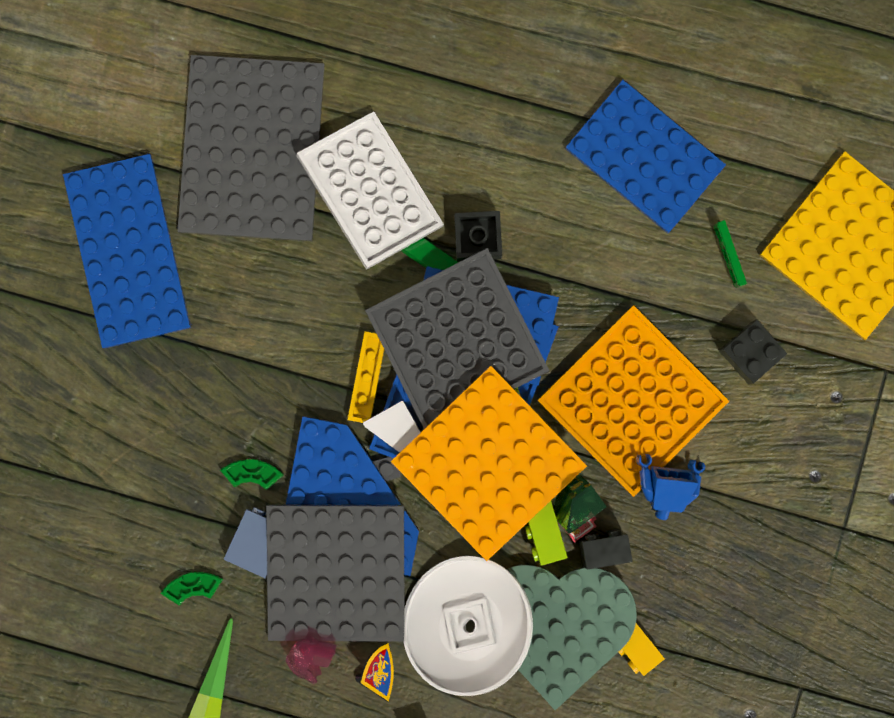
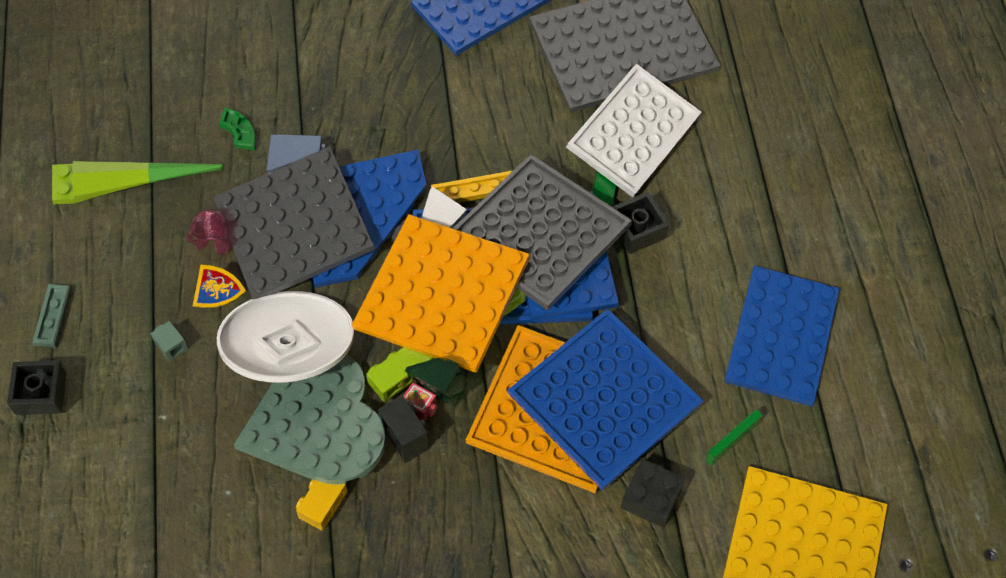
camera: 65 degrees right, 25 degrees down
(252, 471) = (355, 137): green tile -> none
(648, 354) = (605, 398): none -> blue plate
(669, 488) = (488, 465): blue torso -> none

